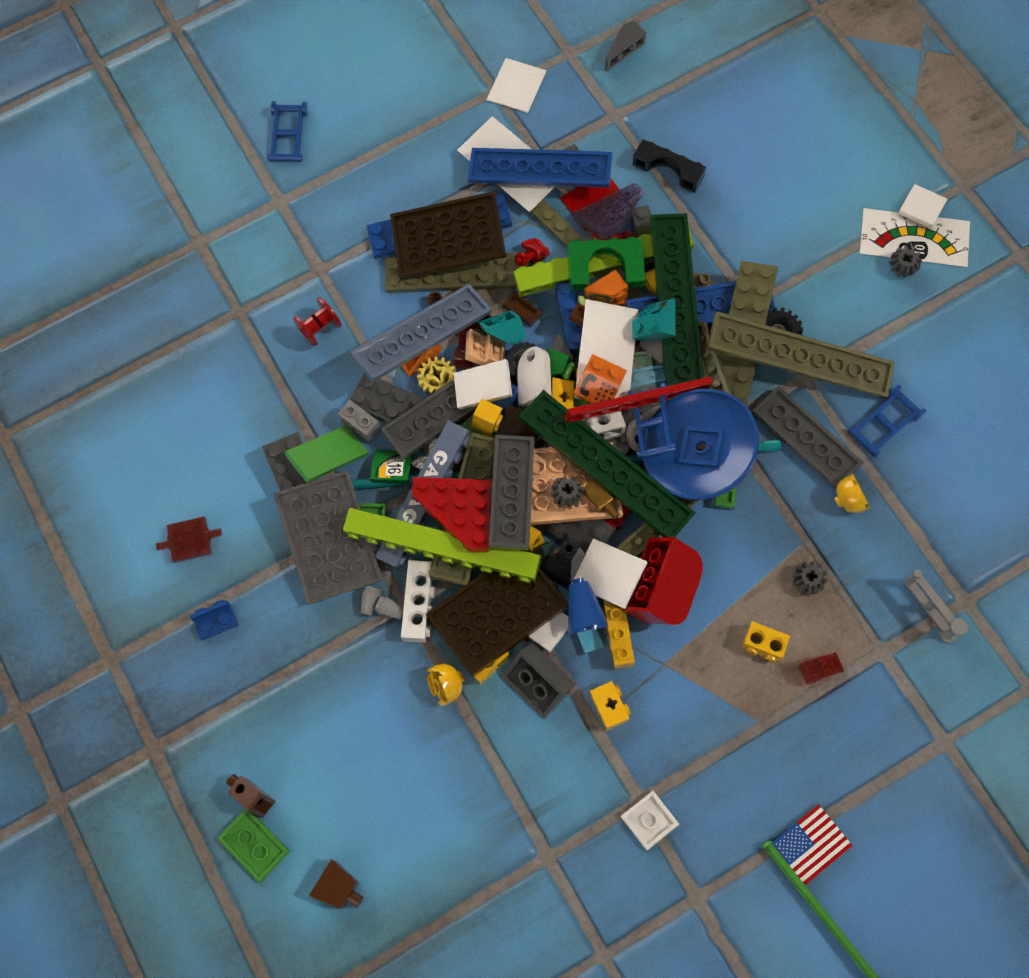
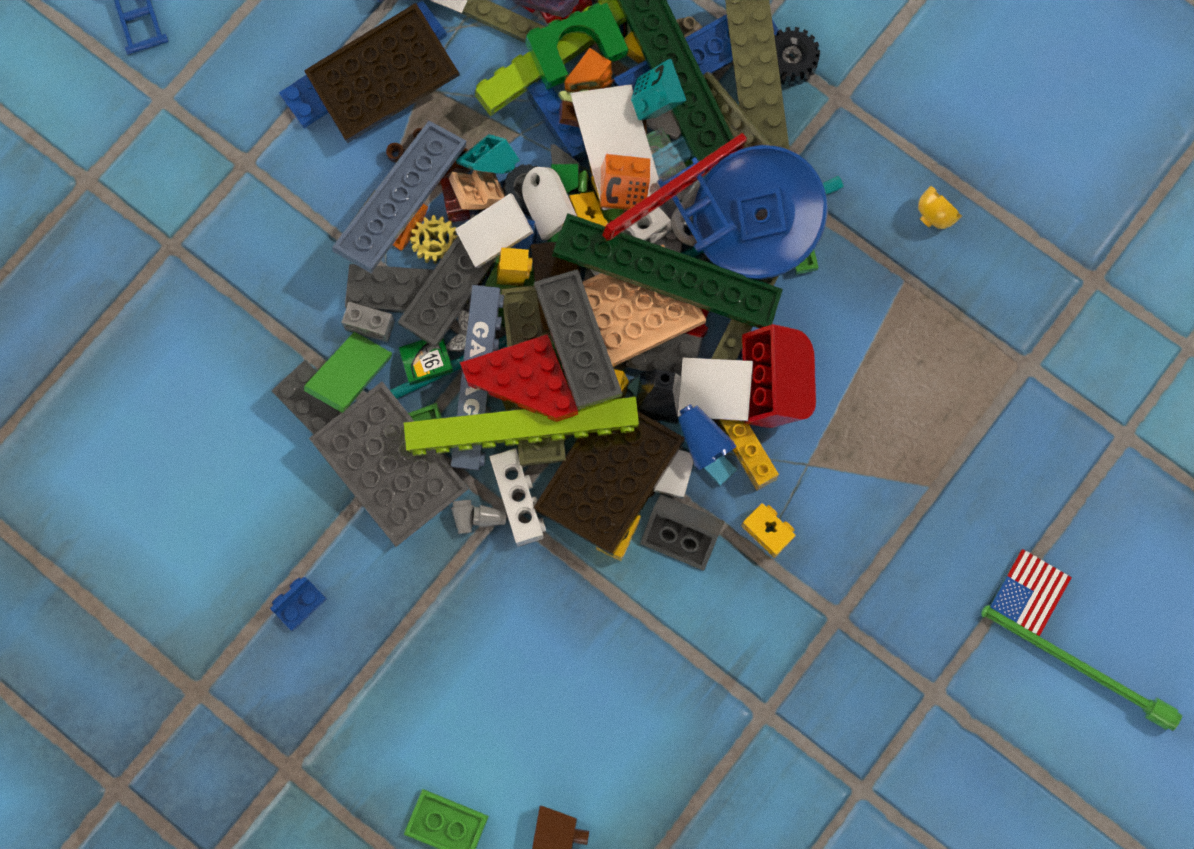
camera: 25 degrees left, 5 degrees up
(189, 539) = (229, 525): clear red plate -> none
(249, 795) = (426, 775): reddish brown torso -> none
(317, 321) = (271, 225): red hose -> none
(445, 683) = (583, 573): yellow cylinder -> none
(485, 275) = (442, 104): olive plate -> none
(528, 312) = (498, 127): reddish brown tile -> none
(535, 251) = (487, 57): red piece -> none
(561, 496) = (635, 324): dark grey gear -> none
(600, 497) = (674, 310): pearl gold piece -> none
(649, 820) = (856, 633): white tile -> none
(766, 637) = (904, 394): yellow brick -> none
(801, 355) = (827, 74): olive plate -> none
(807, 437) = (866, 162): dark grey plate -> none
(817, 576) = (920, 321): dark grey gear -> none
(821, 668) = (973, 406): clear red plate -> none
(895, 393) = (947, 118): blue piece -> none
(957, 626) = (1088, 321): light grey piece -> none

